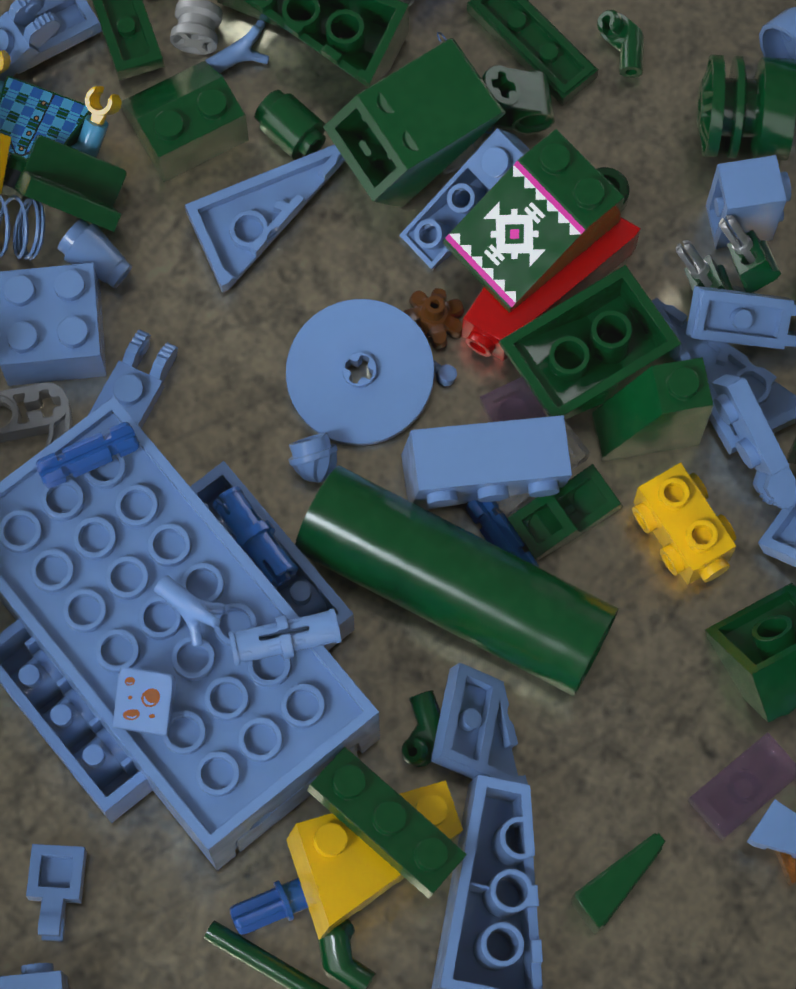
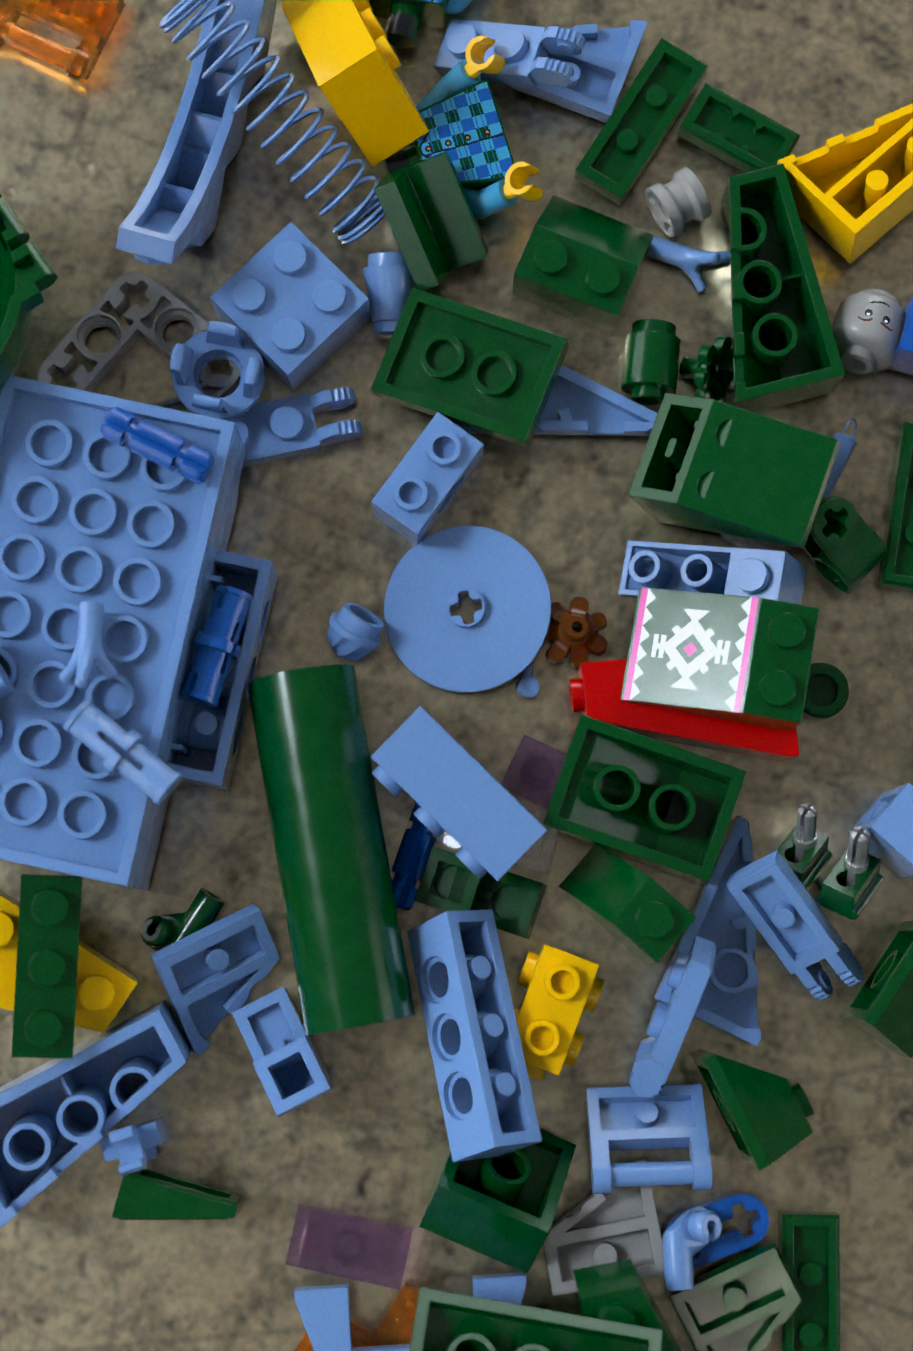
camera: 50 degrees right, 10 degrees up
(43, 381) = (218, 342): none -> medium blue piece
(196, 236) = (470, 367): none -> dark green plate
(249, 326) = (427, 479): none -> medium blue brick
(328, 91) = (711, 369): none -> dark green plant
(558, 877) = (134, 1145): none -> medium blue plate
(580, 725) = (282, 1052): none -> medium blue brick
(664, 579) = (473, 1035): none -> medium blue brick

